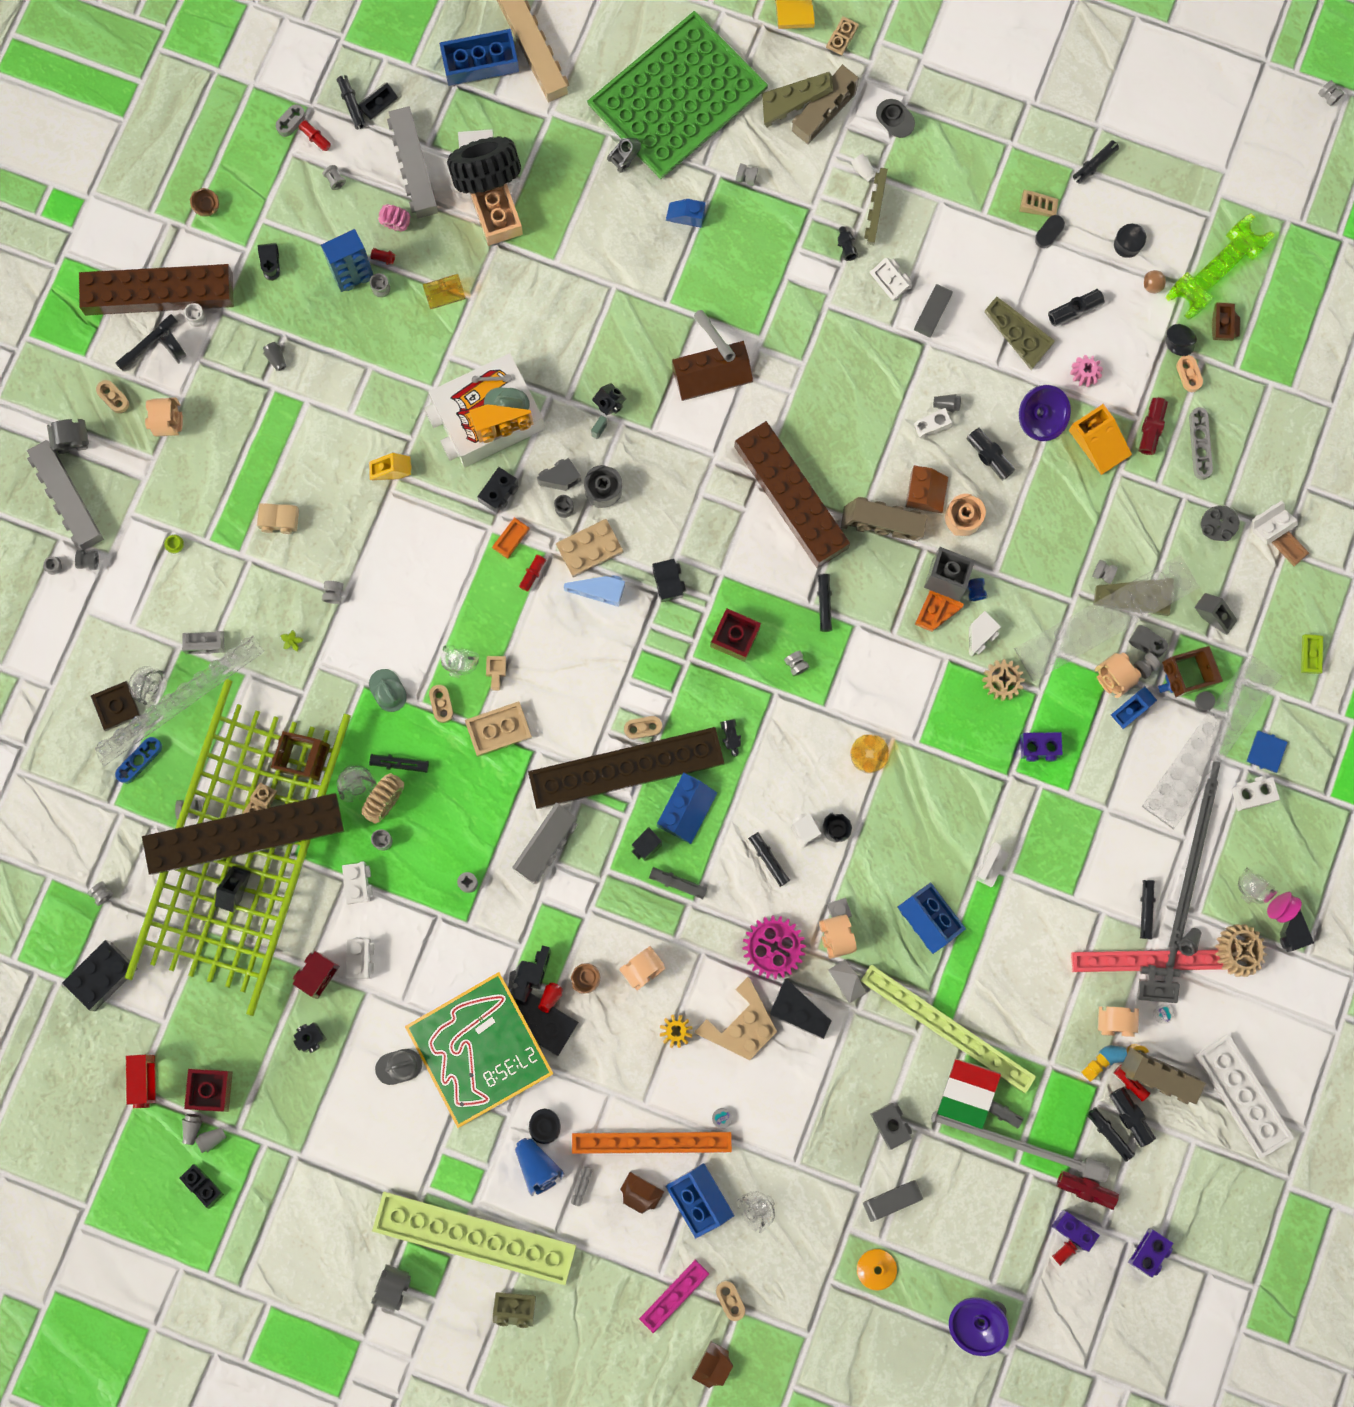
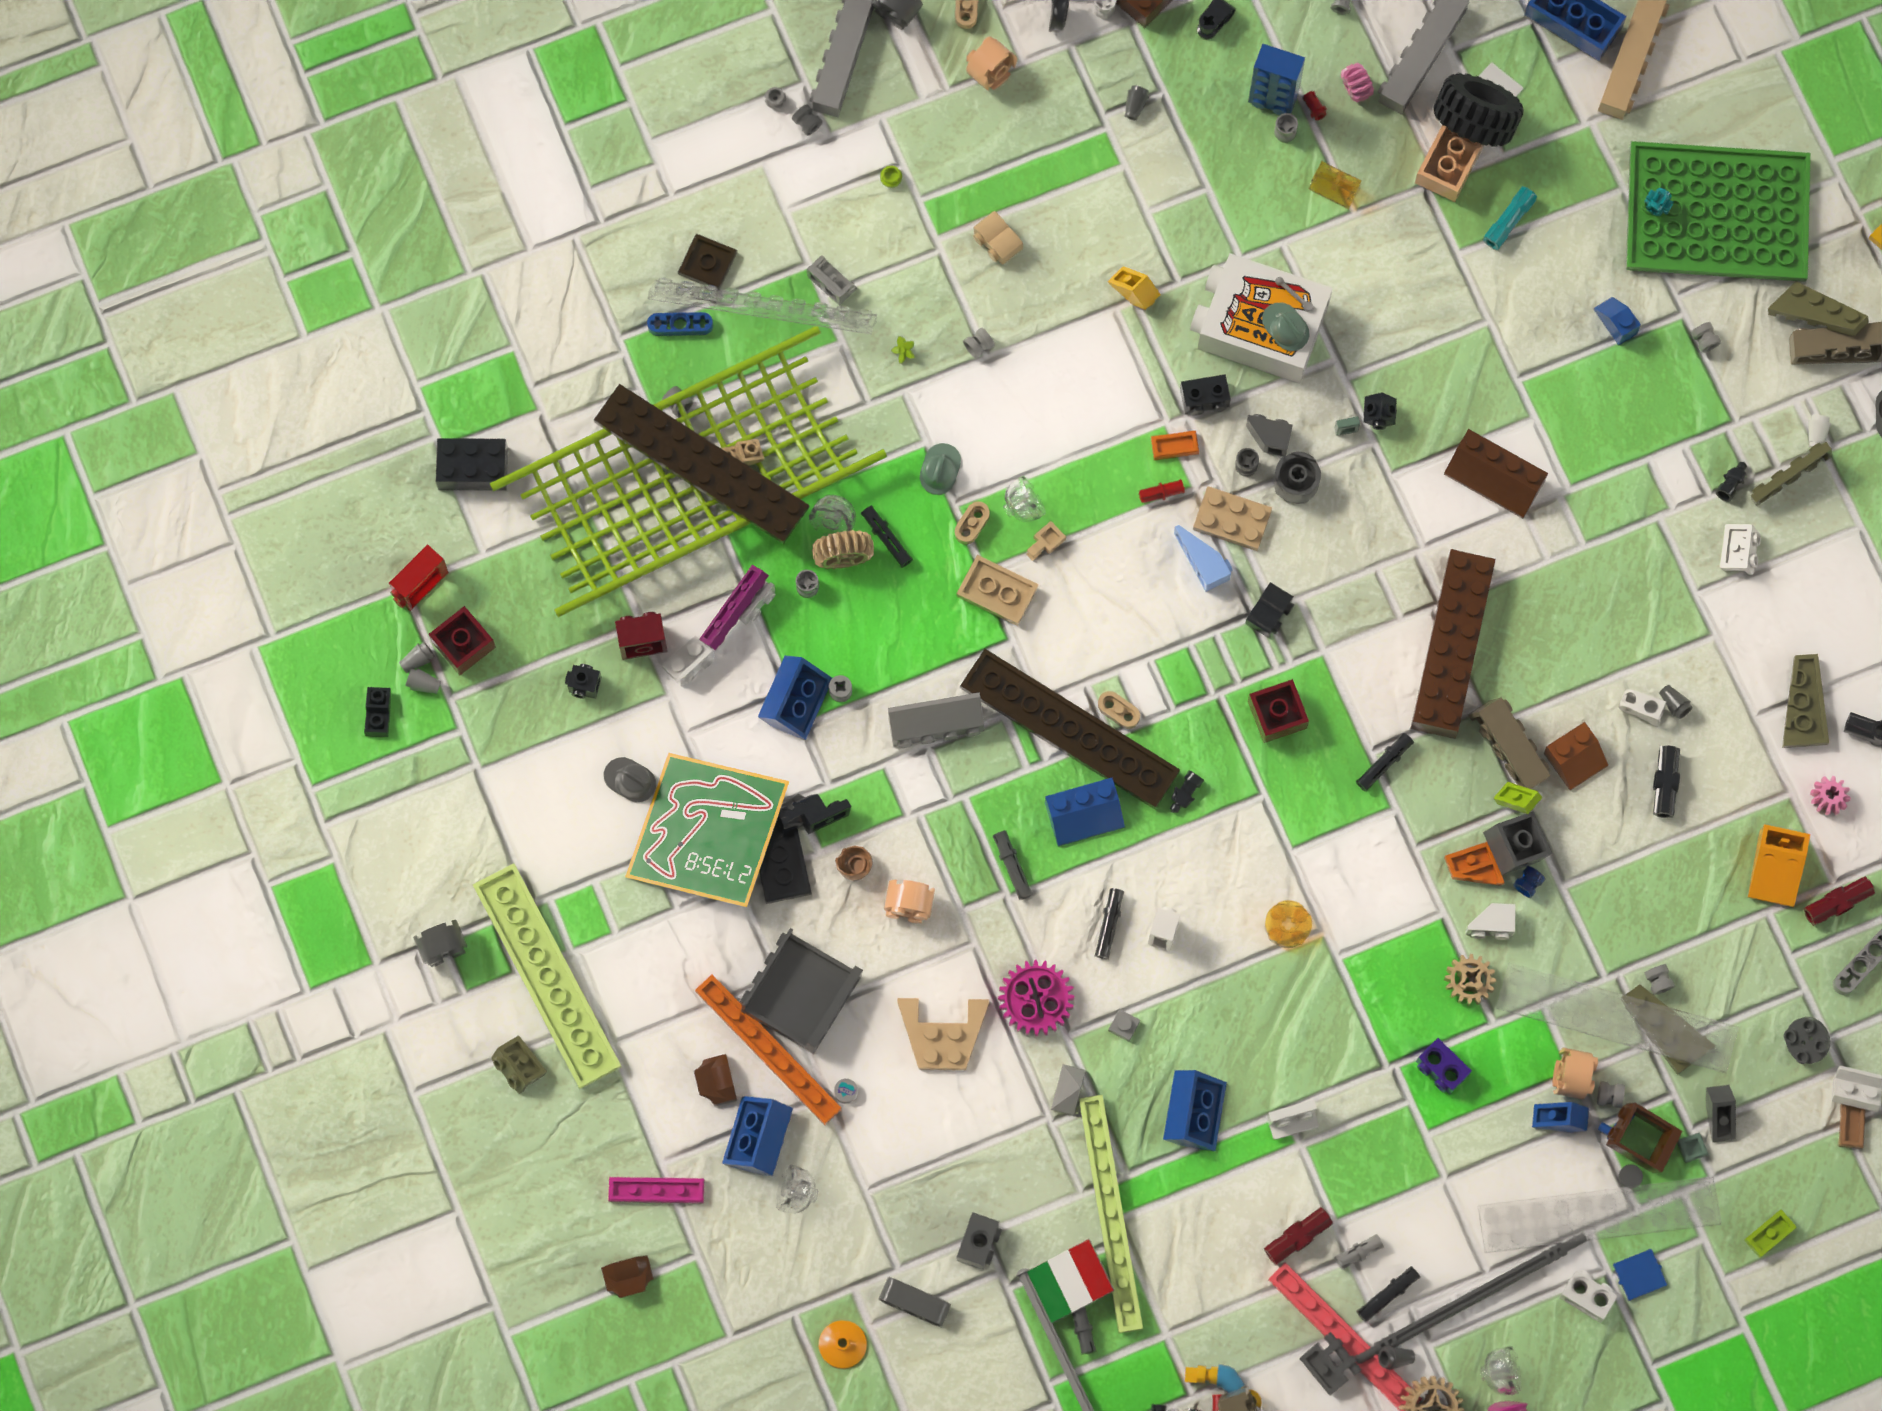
camera: 50 degrees right, 5 degrees down
(100, 893) = (539, 399): light grey wheel -> none
(147, 684) = (750, 269): clear cylinder -> none
(232, 888) = (646, 500): black slope -> none
(315, 760) = (820, 463): reddish brown window -> none
(354, 900) = (734, 607): none -> magenta plate
(446, 915) = (795, 697): none -> blue slope
(497, 421) = (1256, 330): light orange slope -> none
(537, 1167) = (655, 972): blue cone -> none
(544, 1126) = (696, 946): black piece -> none
(550, 996) = (811, 848): red cone -> none
(564, 211) = (1511, 216): none -> teal axle
(581, 1186) = (674, 1025): light grey axle -> none
(622, 156) = (1616, 216): dark grey piece -> none
(635, 1088) = (800, 991): none -> dark grey panel
(641, 120) = (1658, 202): none -> teal gear
(646, 844) = (1018, 806): black slope -> none
(683, 1031) = (889, 987): yellow gear -> none
(723, 347) = (1521, 461): light grey piece -> none
(730, 1300) = (696, 1240): tan plate -> none
(796, 663) = (1306, 787): light grey wheel -> none
(798, 1011) = (1000, 1069): black wedge -> none
(837, 827) = (1194, 954): black hair -> none
(837, 936) = (1098, 1041): light nougat brick -> none
(921, 547) = (1517, 797): none -> lime plate
(933, 310) = (1747, 611): dark grey beam -> none
(970, 506) = (1599, 809): light nougat brick -> none
(1053, 414) = (1752, 807): dark purple dish -> none
(1064, 929) = (1298, 1236): none -> dark red piece
(1106, 902) = (1359, 1251): none -> light grey pin
(1118, 1020) = (1261, 1353): light nougat brick -> none
(1147, 640) = (1633, 1073): dark grey piece -> none
(1163, 1014) = (1308, 1393): clear tile -> none
(1220, 649) = (1692, 1147): none -> sand green tile

